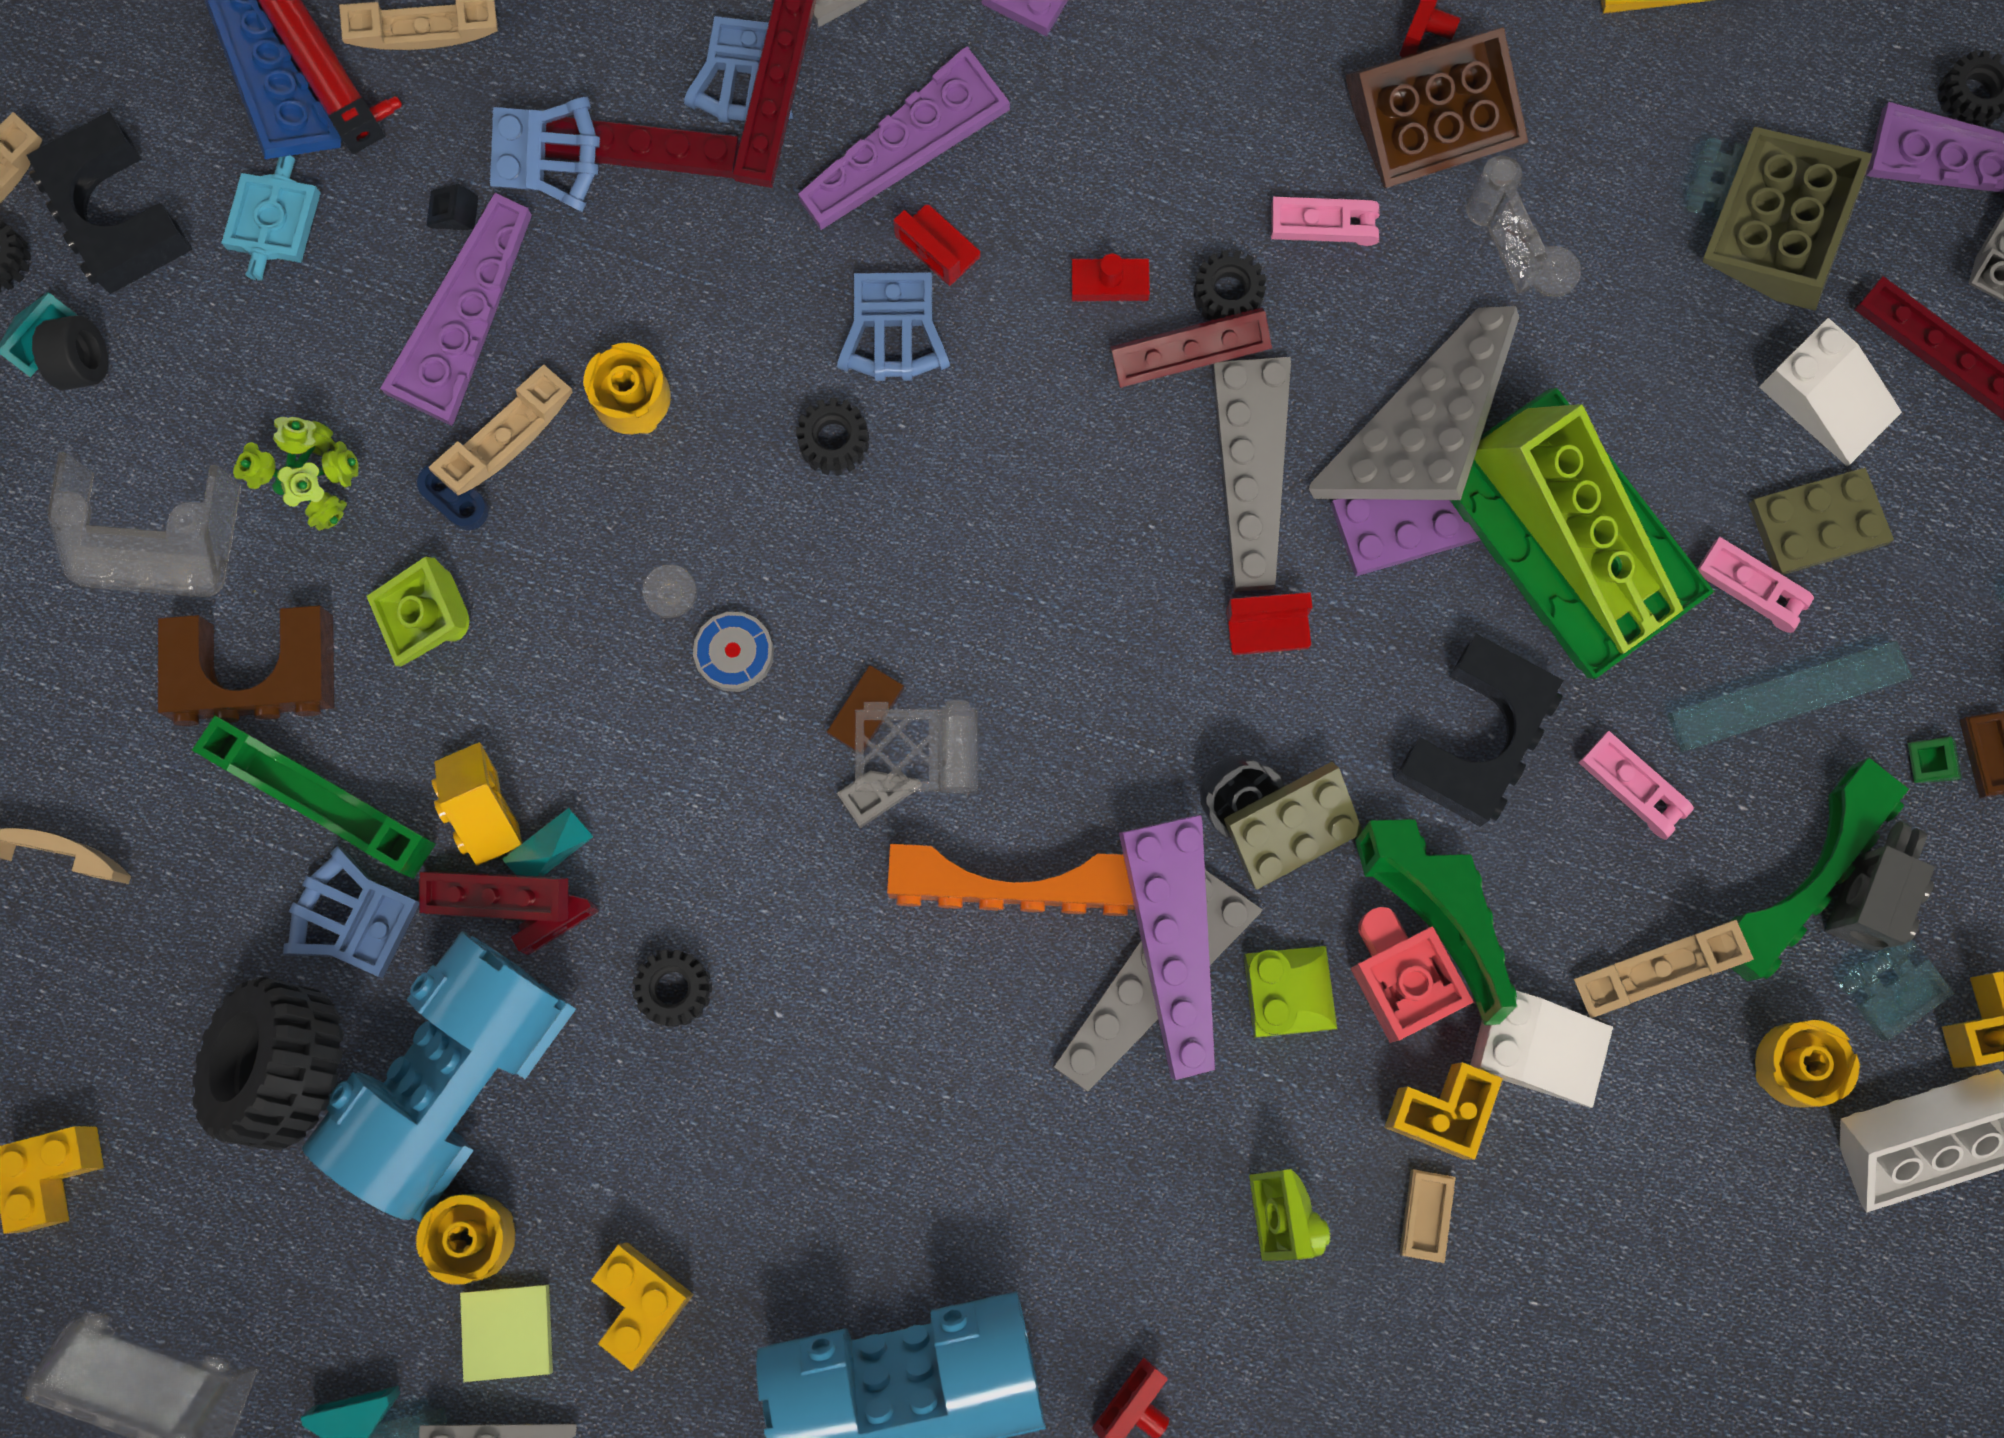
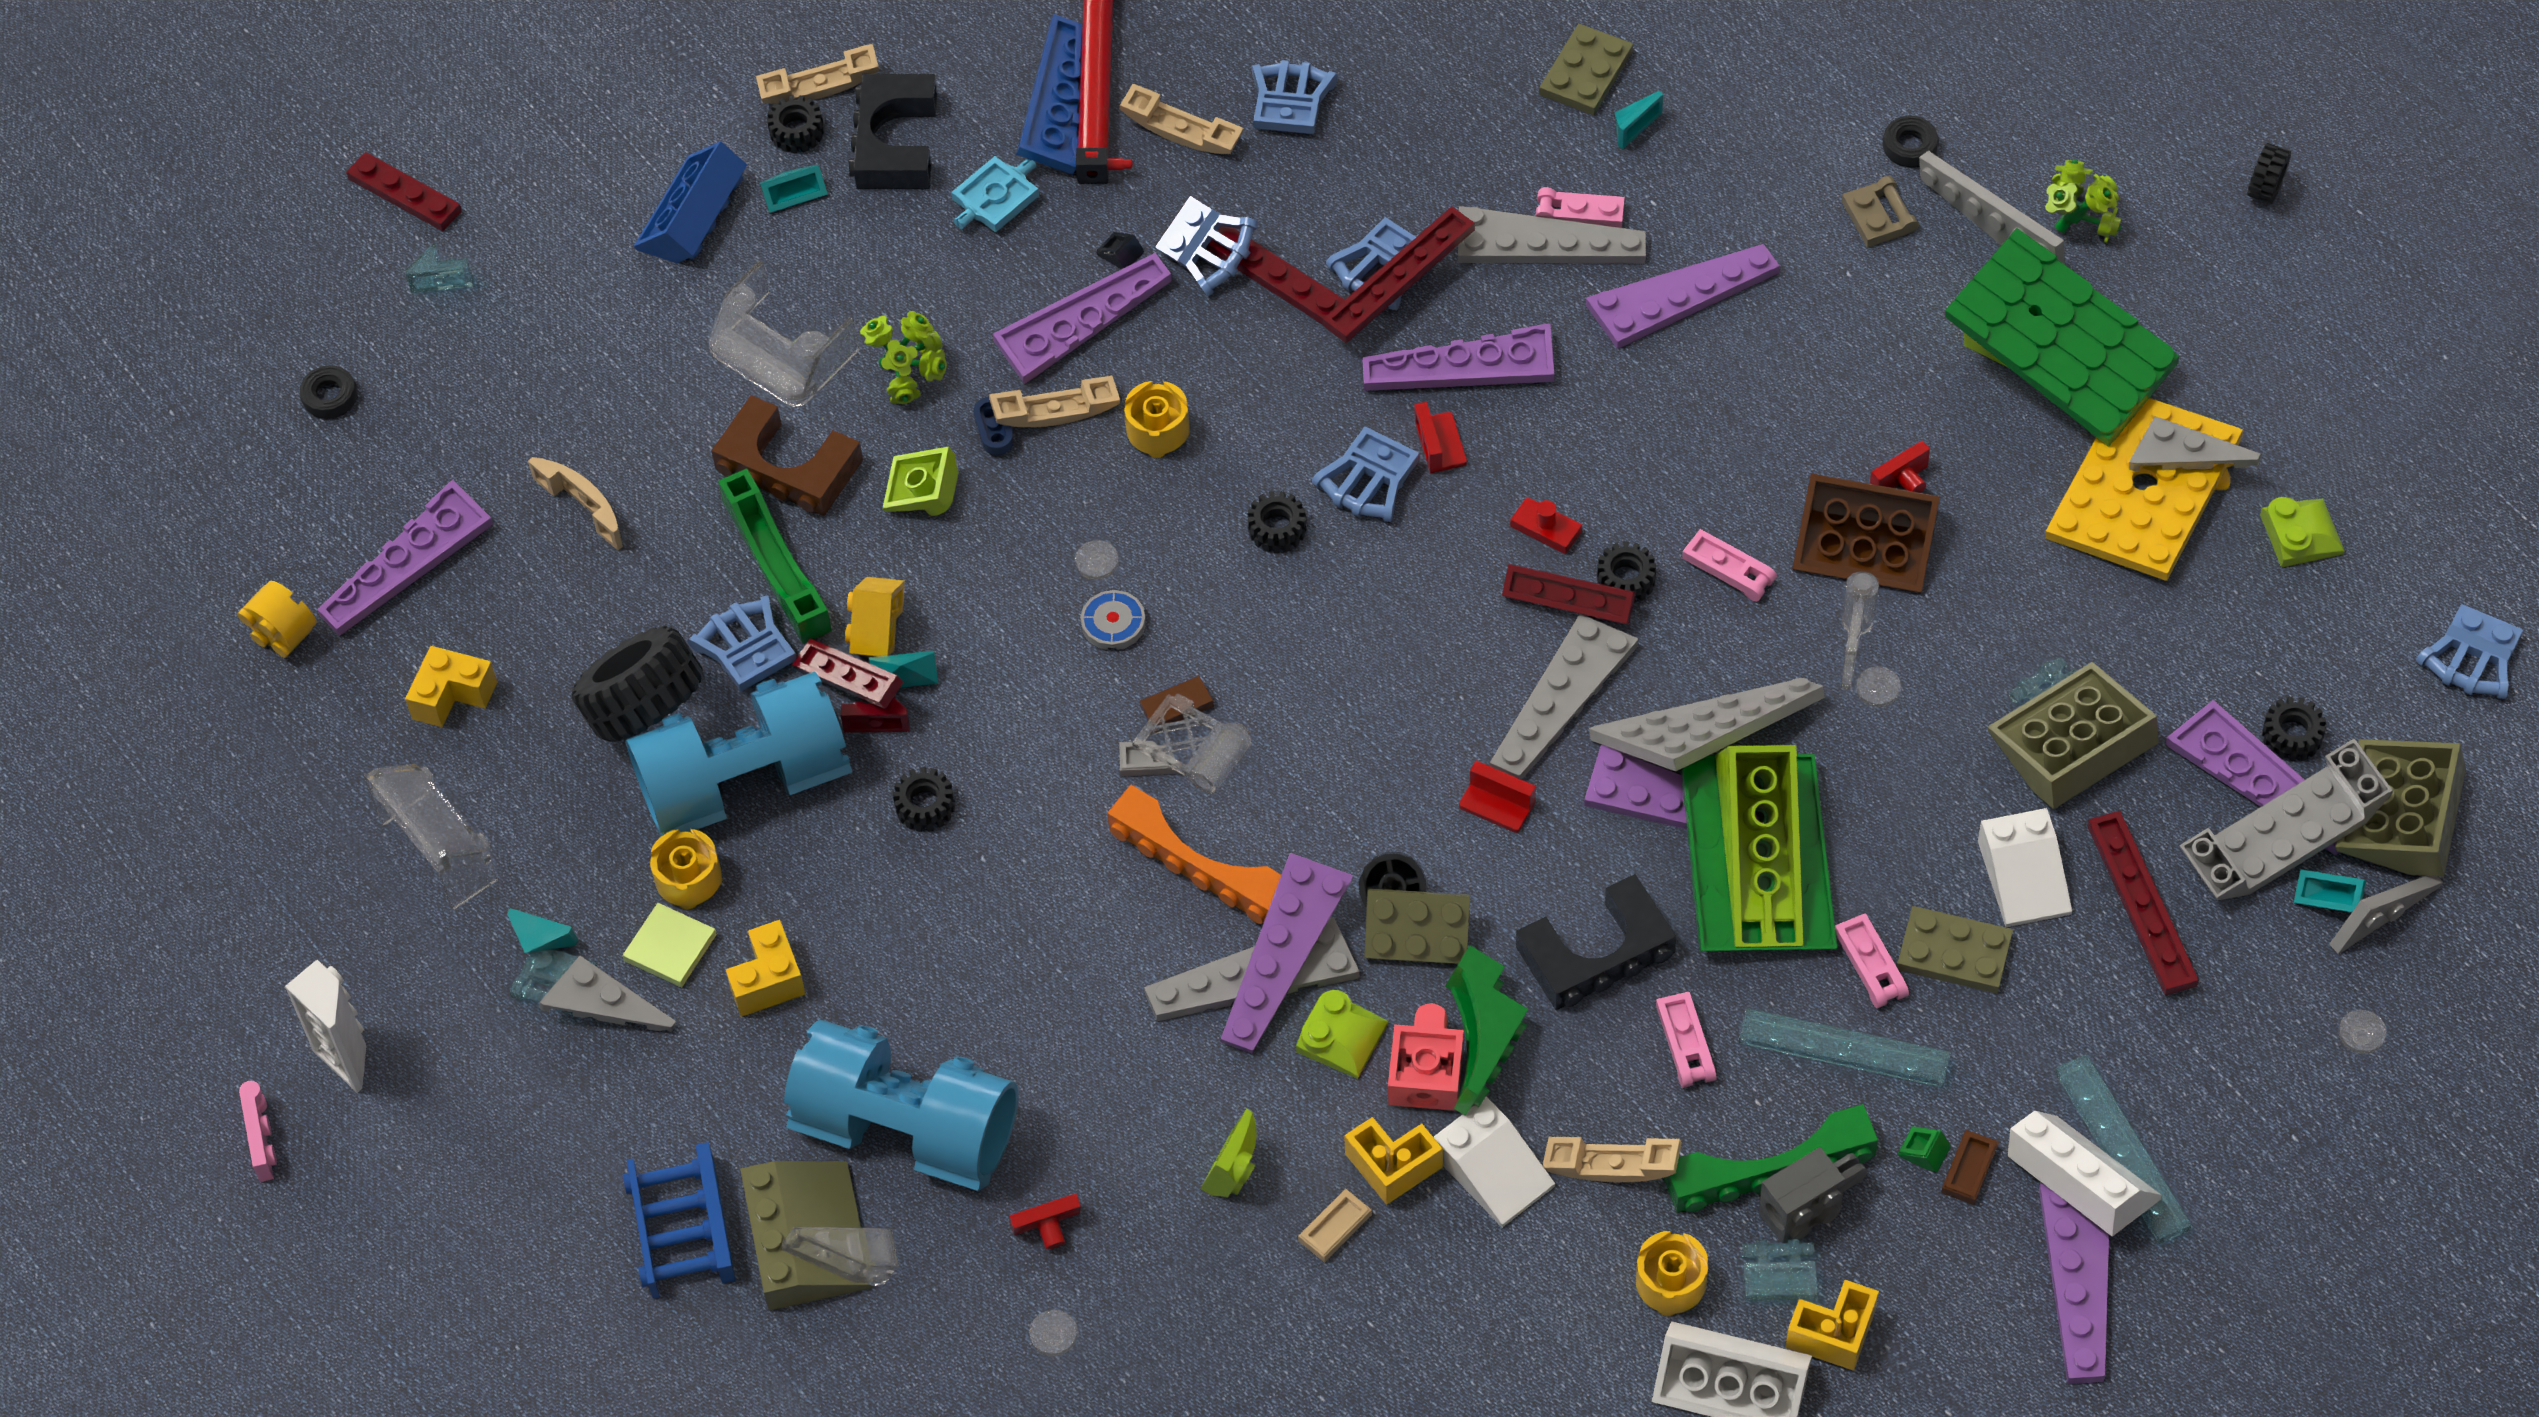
camera: 35 degrees right, 20 degrees down
(70, 352) = (806, 208): black tyre -> none

